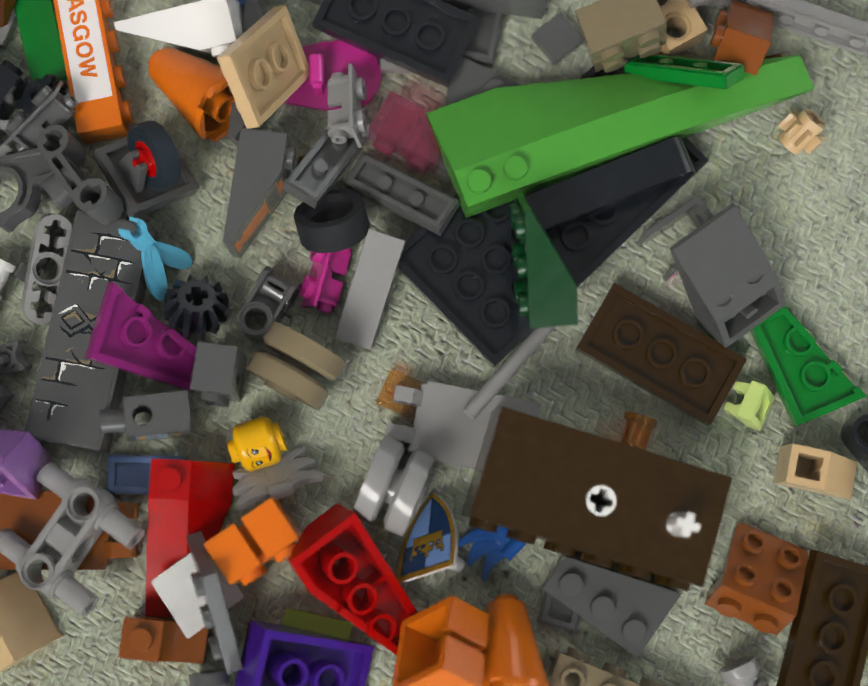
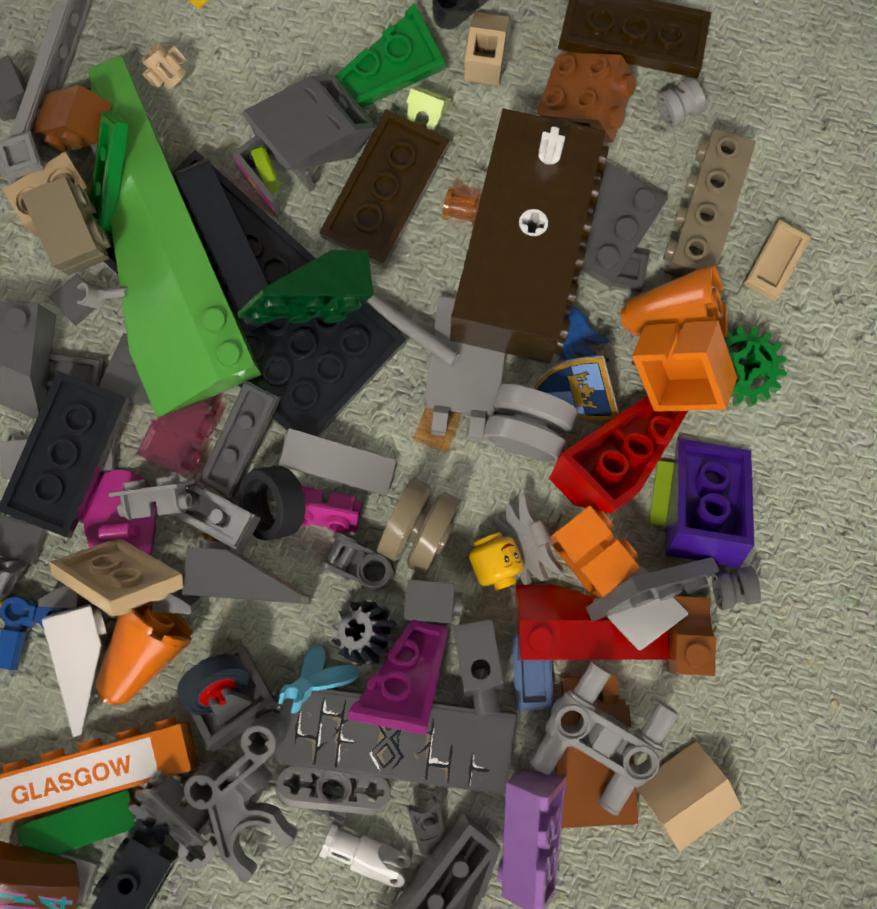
camera: 85 degrees left, 0 degrees up
(557, 58) = (96, 295): none -> light grey hand
(677, 231) = (265, 169): none -> lime tile

